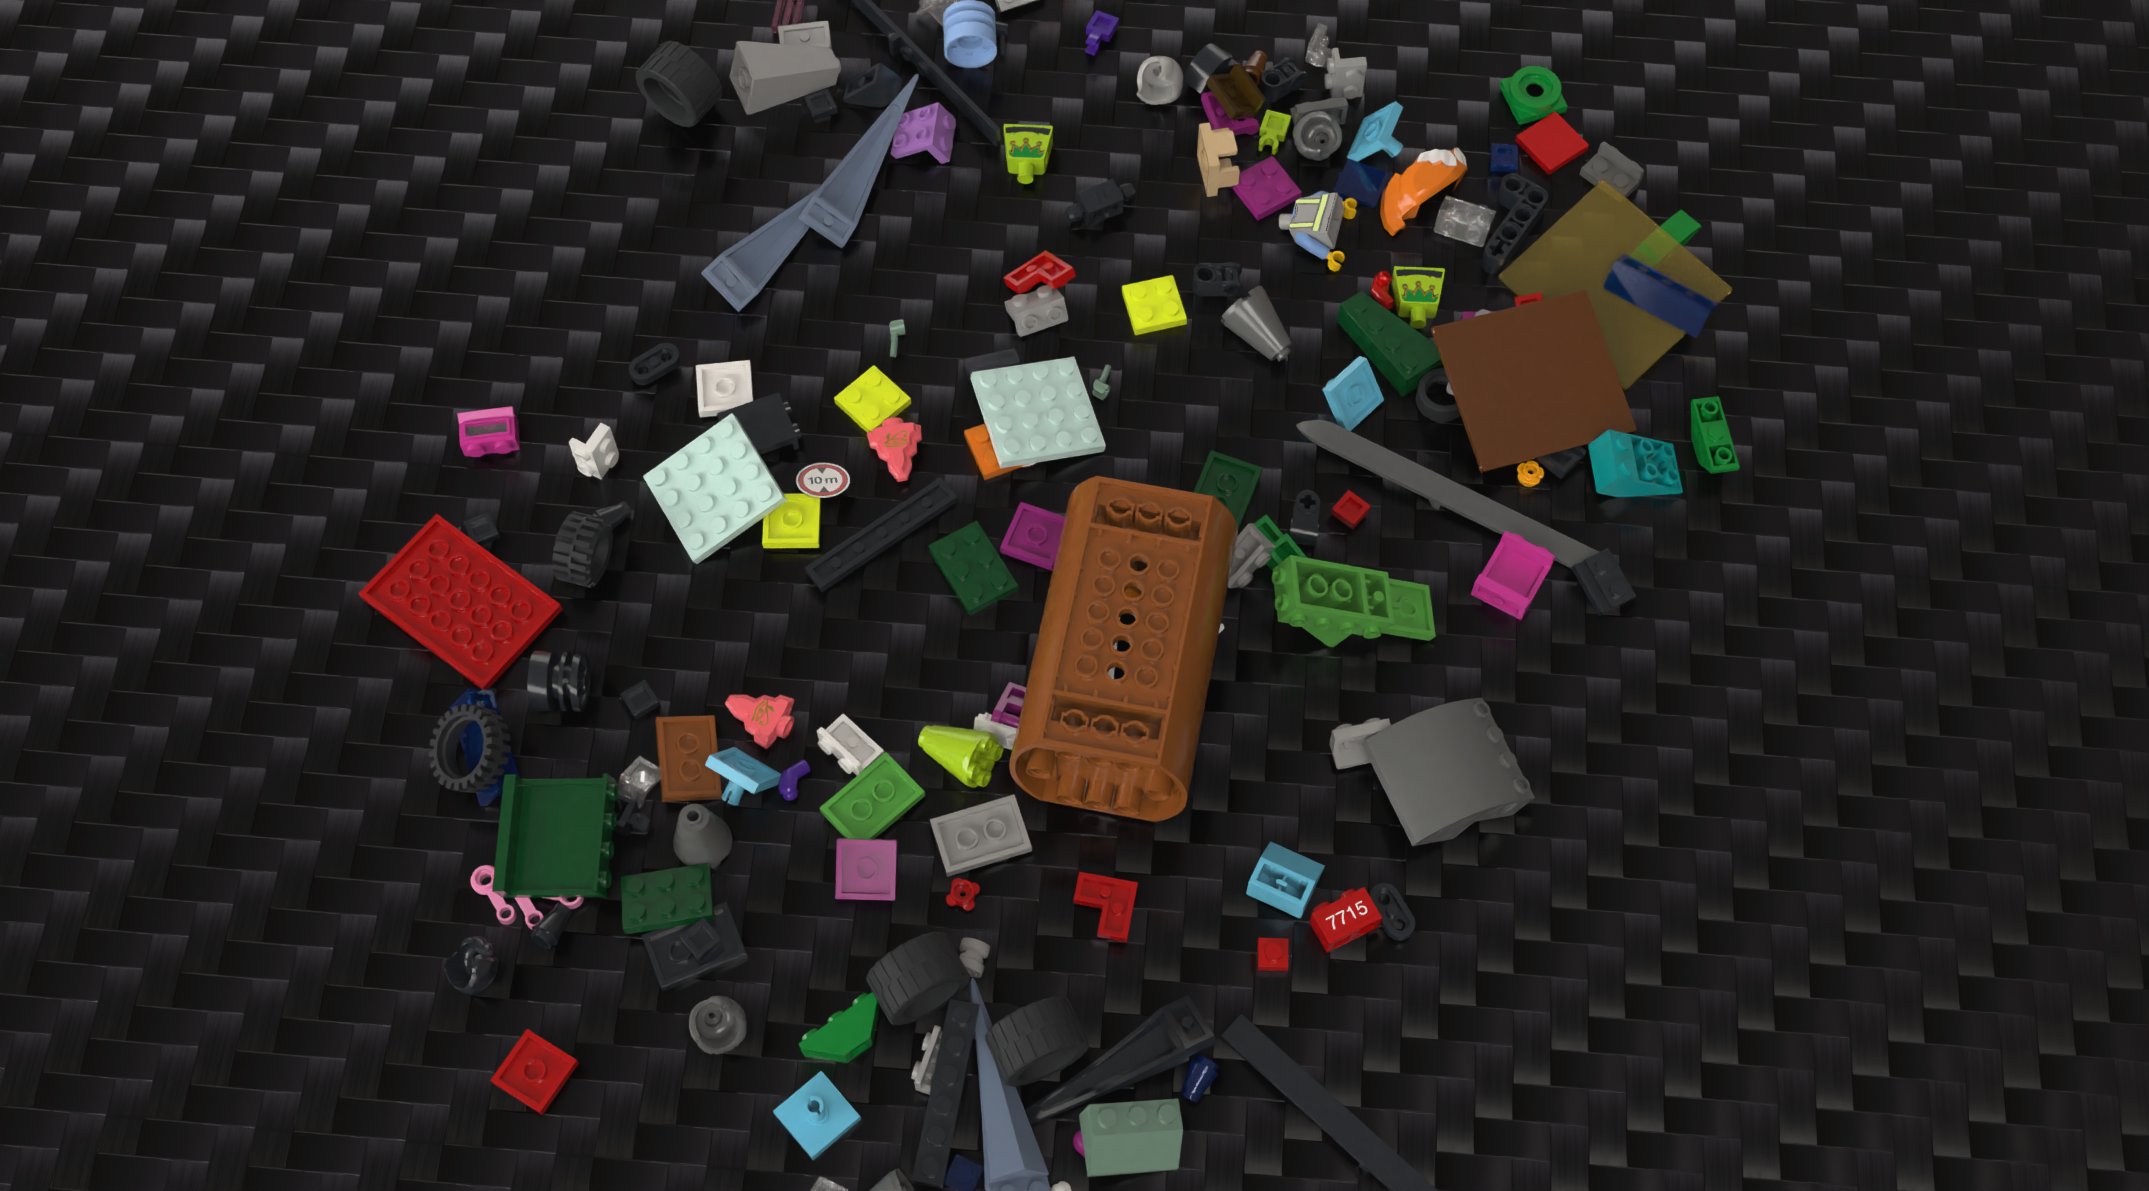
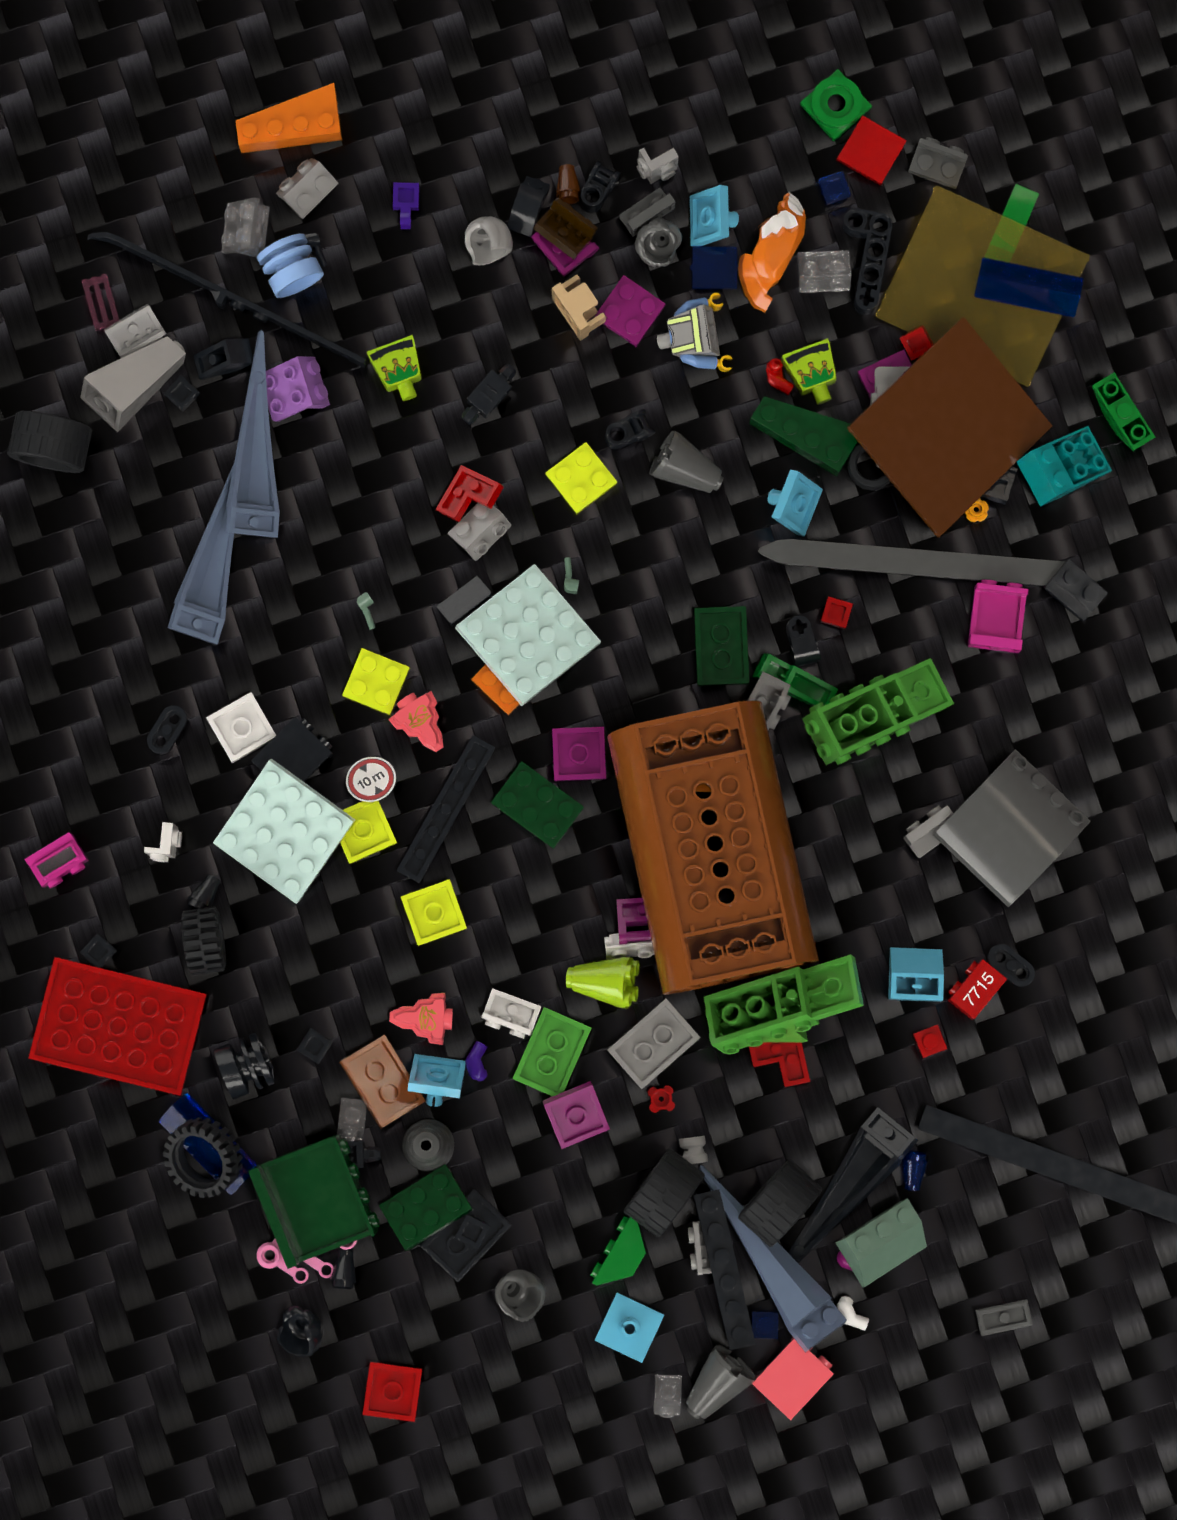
camera: 25 degrees left, 20 degrees up
(821, 622) = (433, 912): none -> neon yellow plate
(1127, 839) = (781, 1005): none -> bright green wedge
(1273, 129) = (613, 244): lime plate -> none
(1317, 48) = (617, 131): clear bracket -> none

